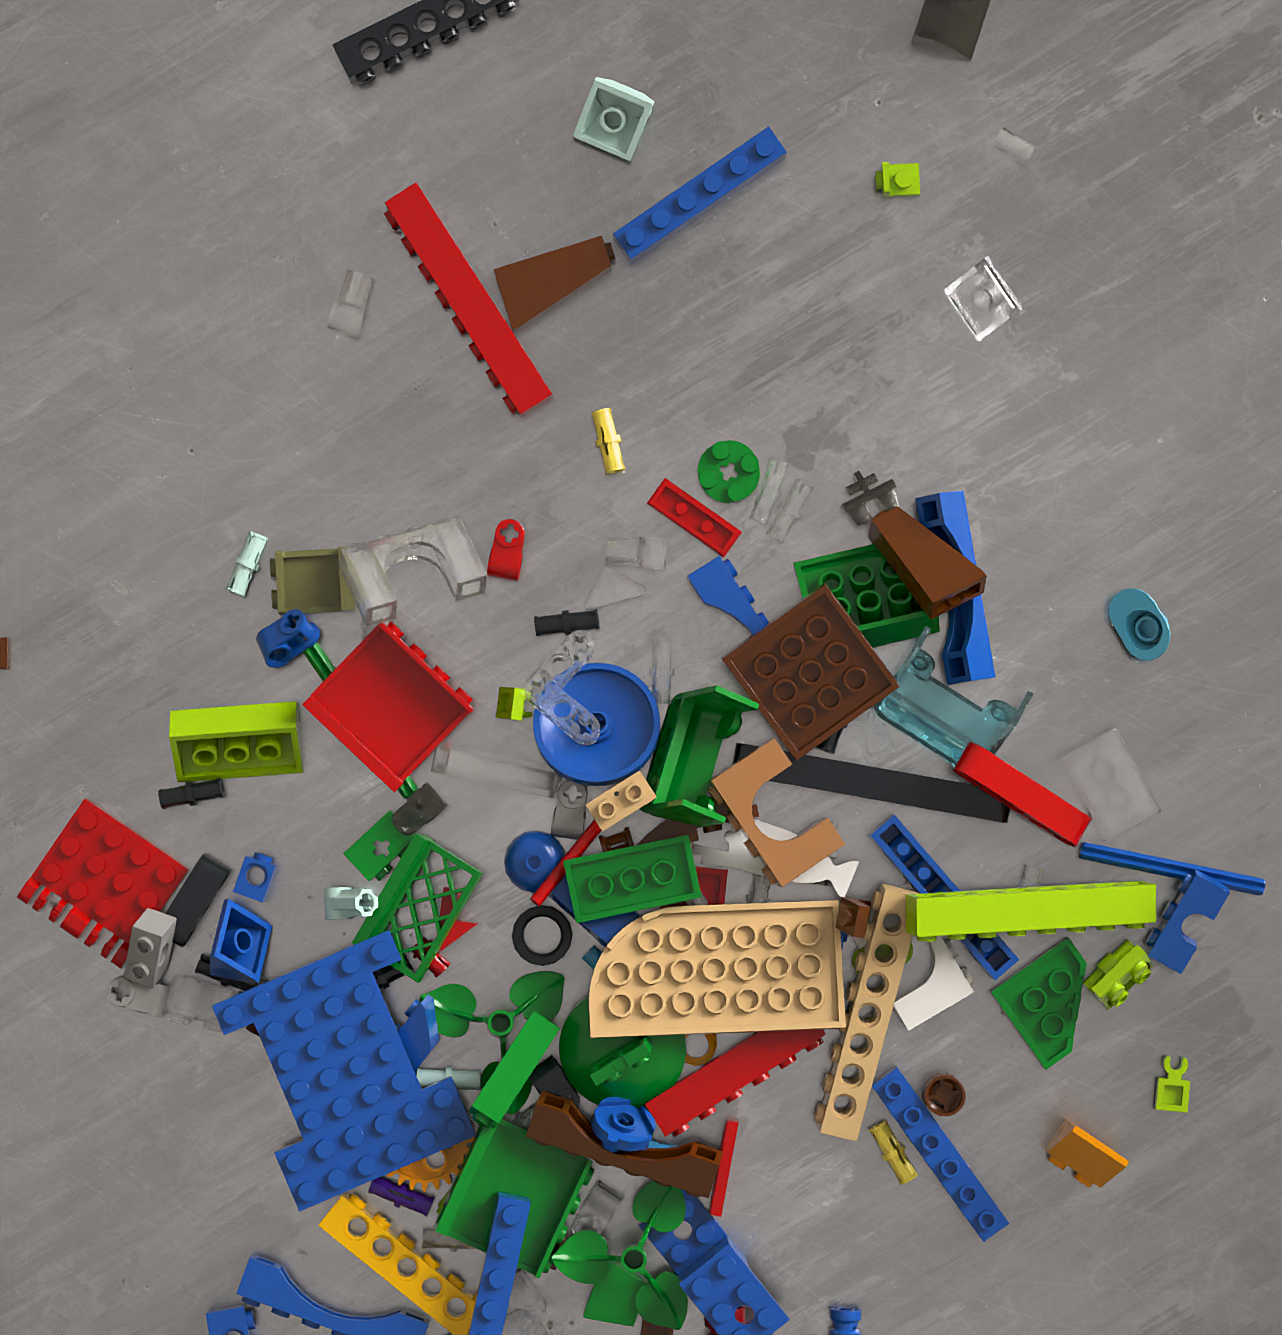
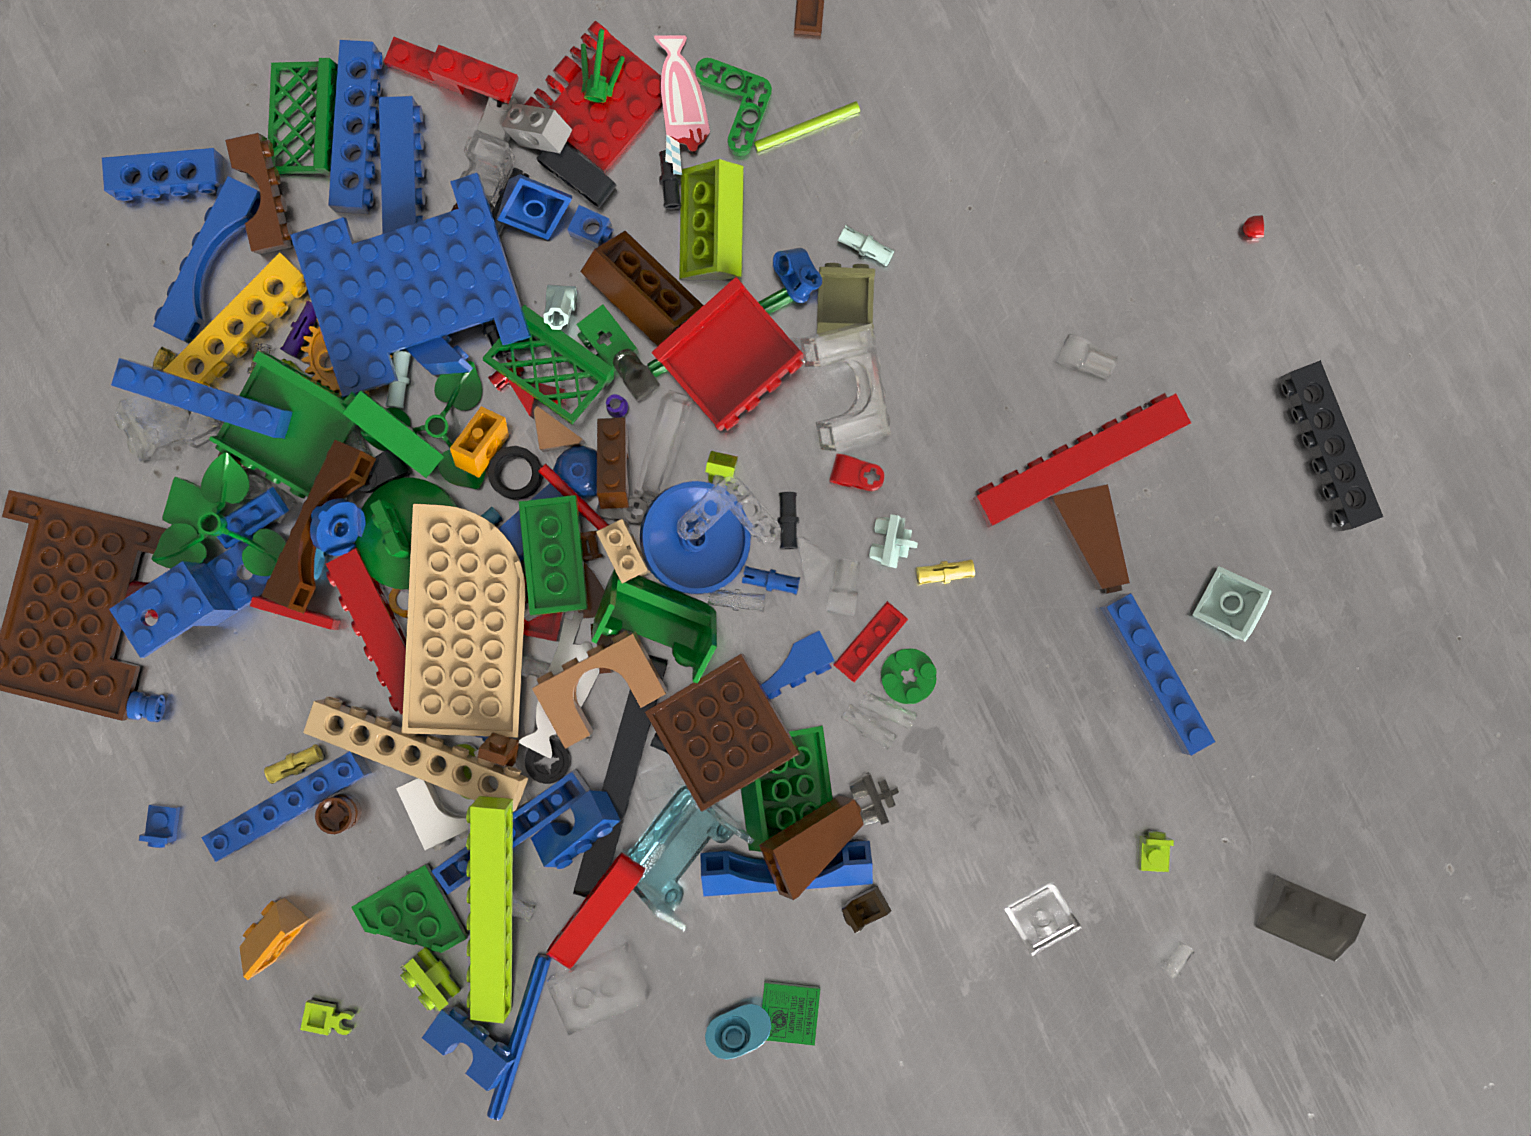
camera: 95 degrees right, 0 degrees up
(83, 718) = (743, 92): none -> green beam
(84, 1168) = (351, 58): none -> blue brick
(90, 1053) = (451, 70): none -> red bracket
(96, 885) = (595, 87): none -> green plant
(101, 788) = (682, 102): none -> sticker
(115, 644) = (807, 126): none -> lime bar
(152, 1193) = (323, 114): none -> green fence
(185, 129) = (1254, 227): none -> red hinge
(205, 1099) = (400, 162): none -> blue brick
(213, 1267) = (268, 227): none -> reddish brown arch
(319, 812) = (640, 287): none -> reddish brown slope
(464, 828) = (619, 412): none -> dark purple pin
(493, 896) = (553, 434): none -> medium nougat slope
(511, 976) = (479, 441): none -> light orange brick
(522, 824) = (612, 463): none -> reddish brown arch
(579, 500) = (893, 528): none -> light aqua hips
(618, 1221) = (253, 516): none -> blue tile
(635, 635) = (771, 580): none -> blue pin
(876, 874) = (540, 772): none -> black gear
(921, 805) = (593, 819): none -> blue arch
(976, 1295) = (160, 825): none -> blue bracket
(992, 495) = (865, 909): none -> dark brown bracket
(1114, 566) = (791, 1012): none -> green tile

